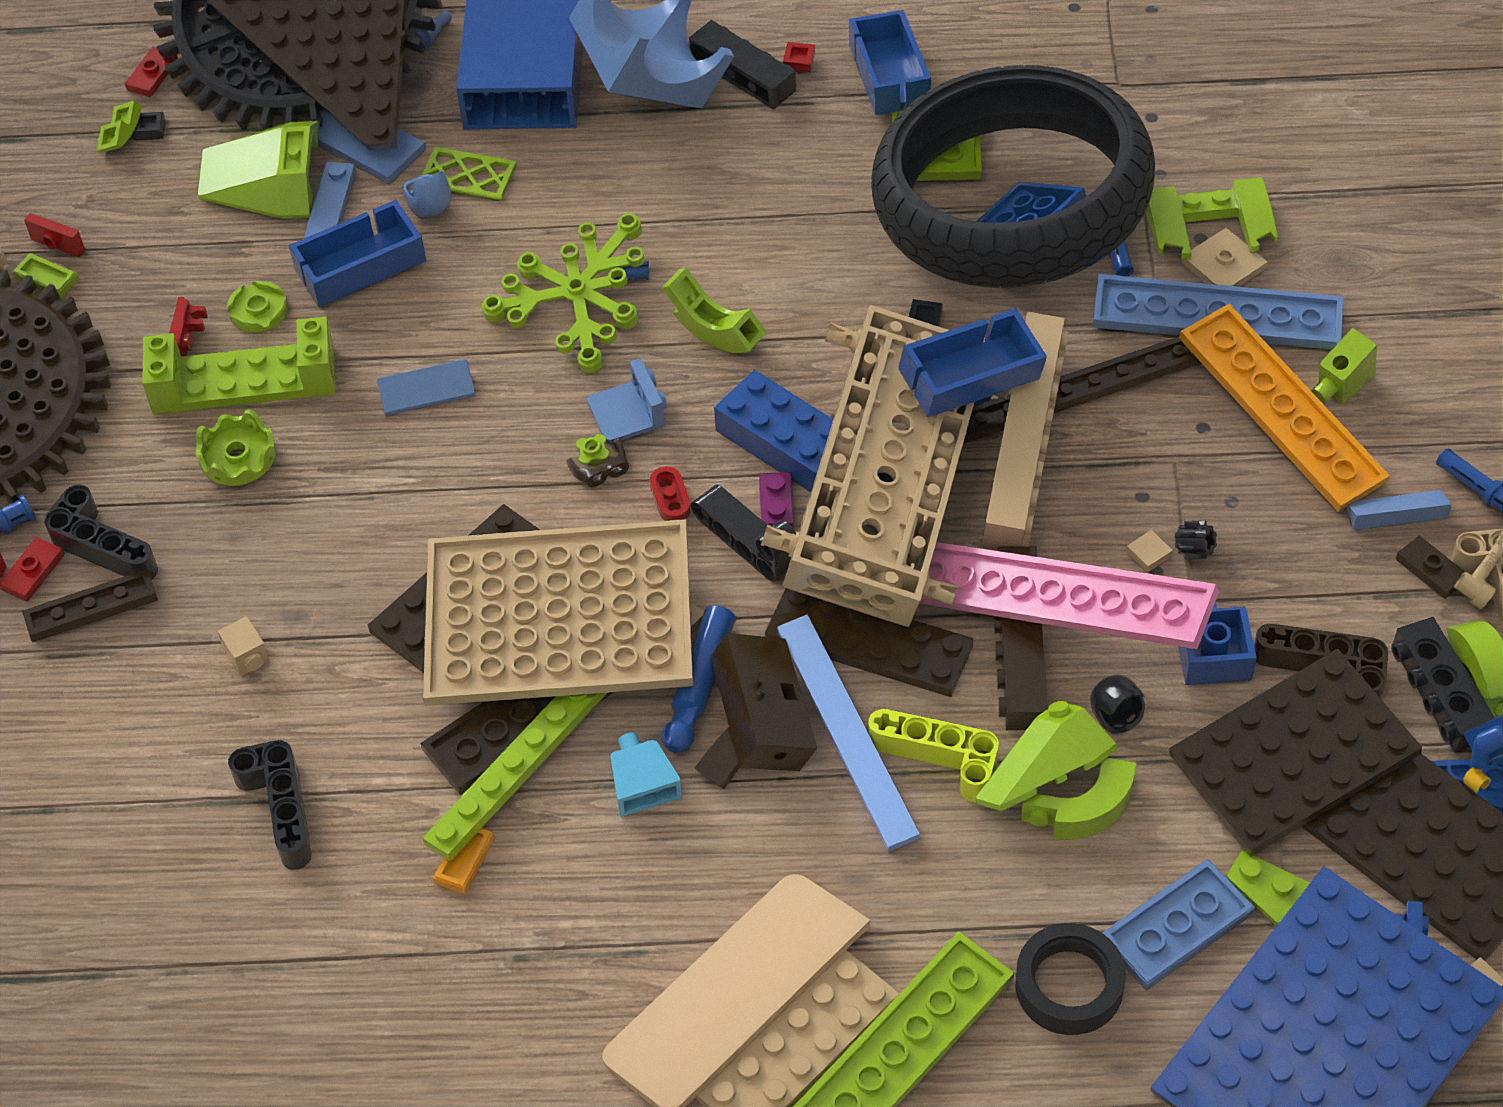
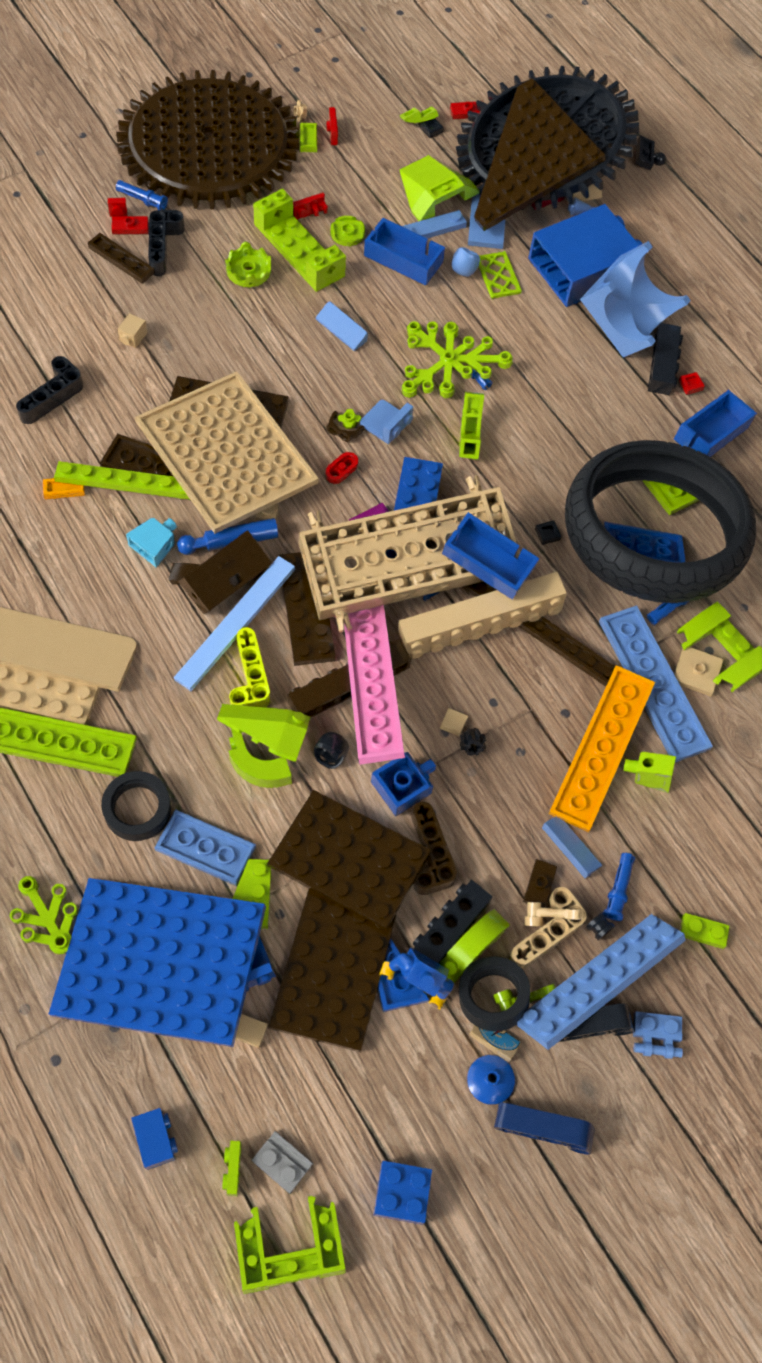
camera: 50 degrees right, 10 degrees up
(741, 530) = (341, 503): black beam -> none

